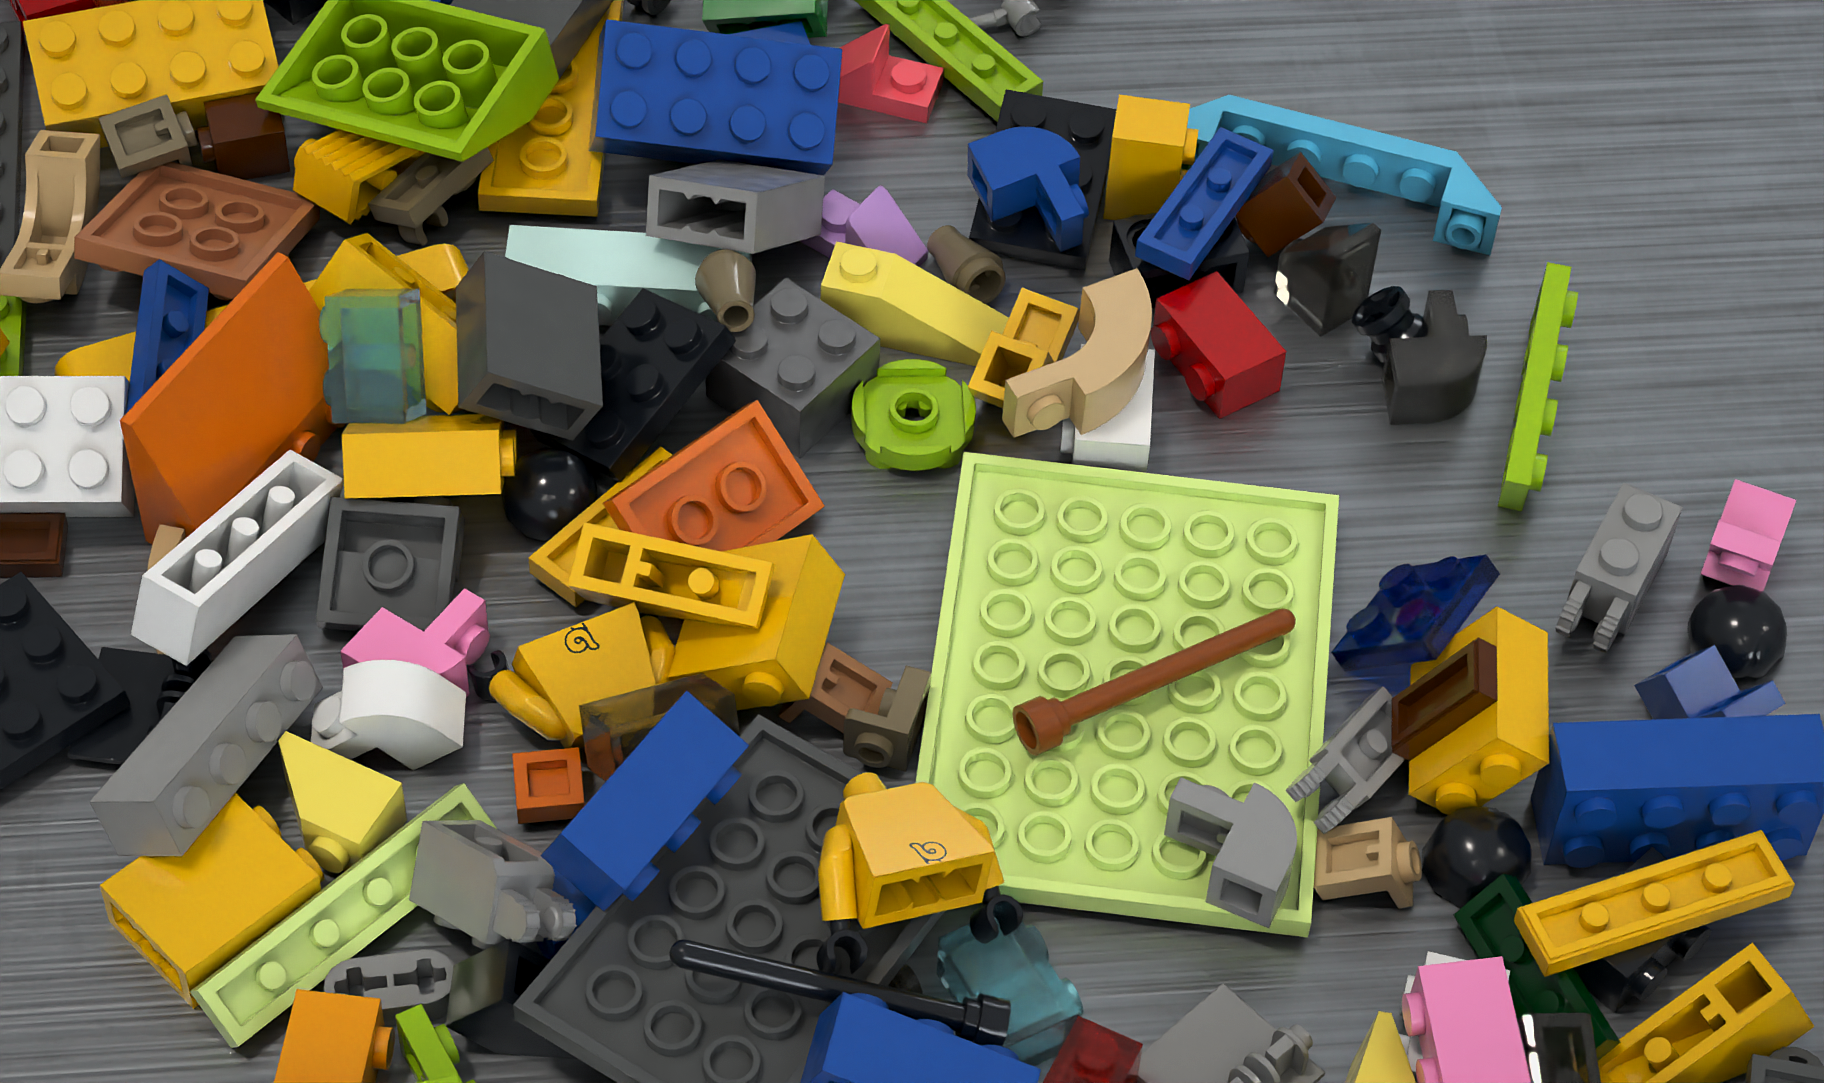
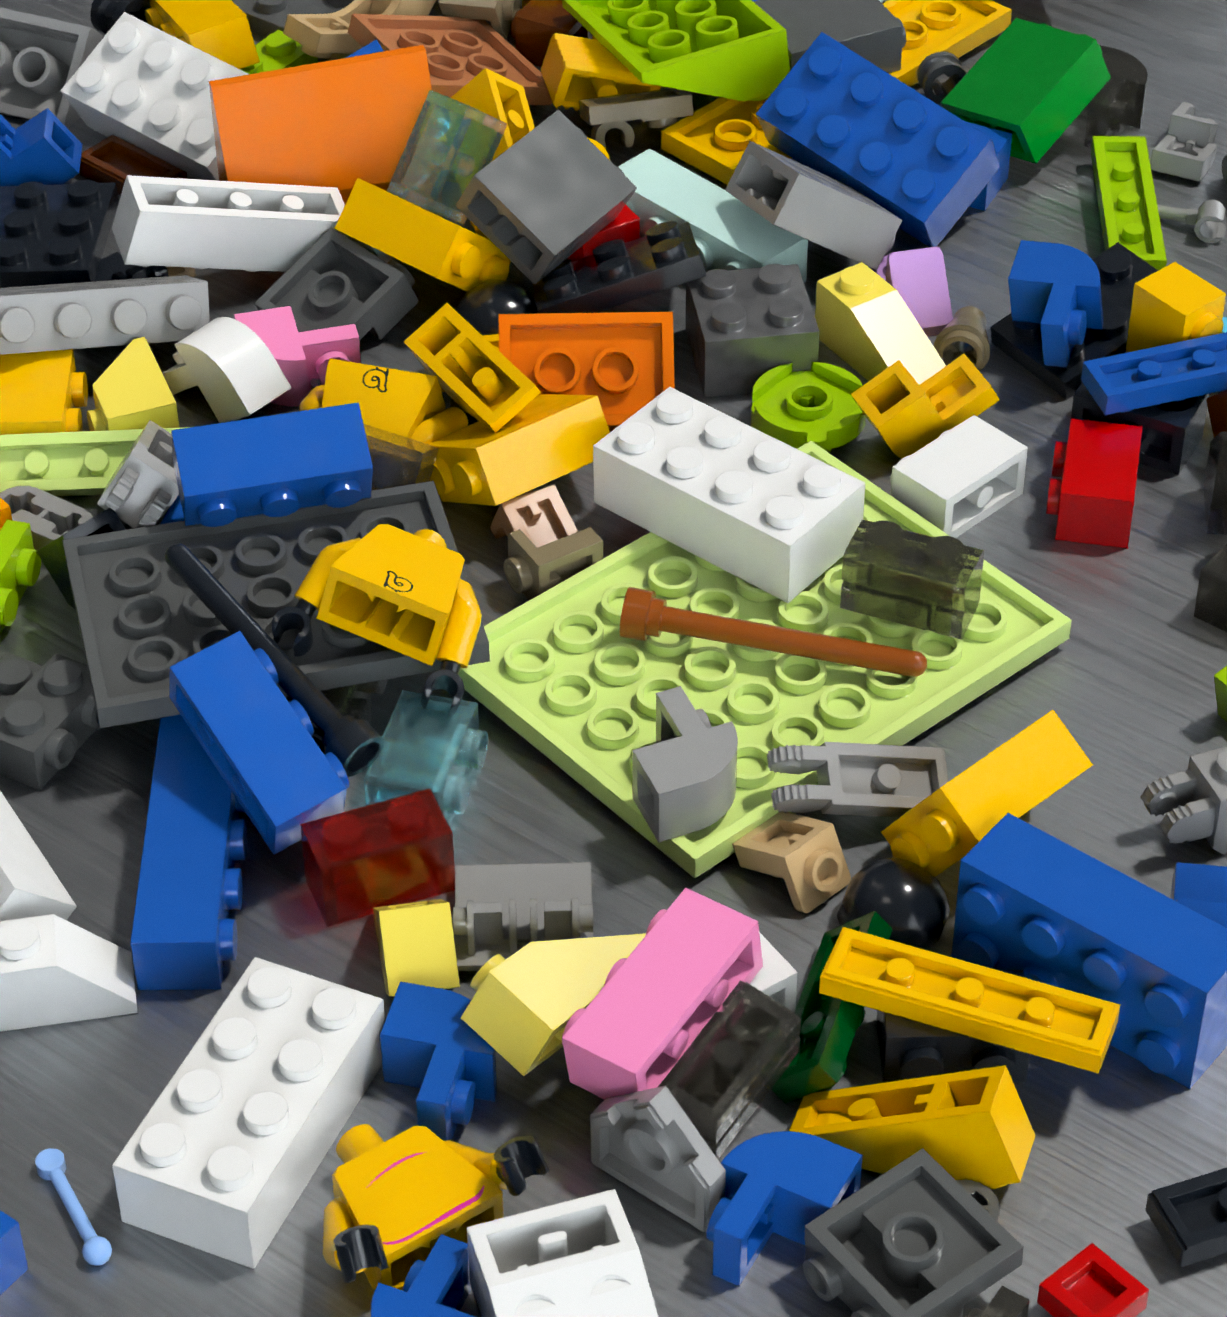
camera: 45 degrees right, 10 degrees down
(728, 287) = (739, 241): dark tan cone -> none
(886, 82) = (1046, 209): coral slope -> none
(988, 556) = (728, 493): none -> white brick
(1098, 377) = (951, 425): tan arch -> none
(1216, 543) = (911, 578): none -> clear smoke brick
(1415, 613) = (1007, 714): clear blue plate -> none
(1444, 699) = (956, 760): reddish brown tile -> none

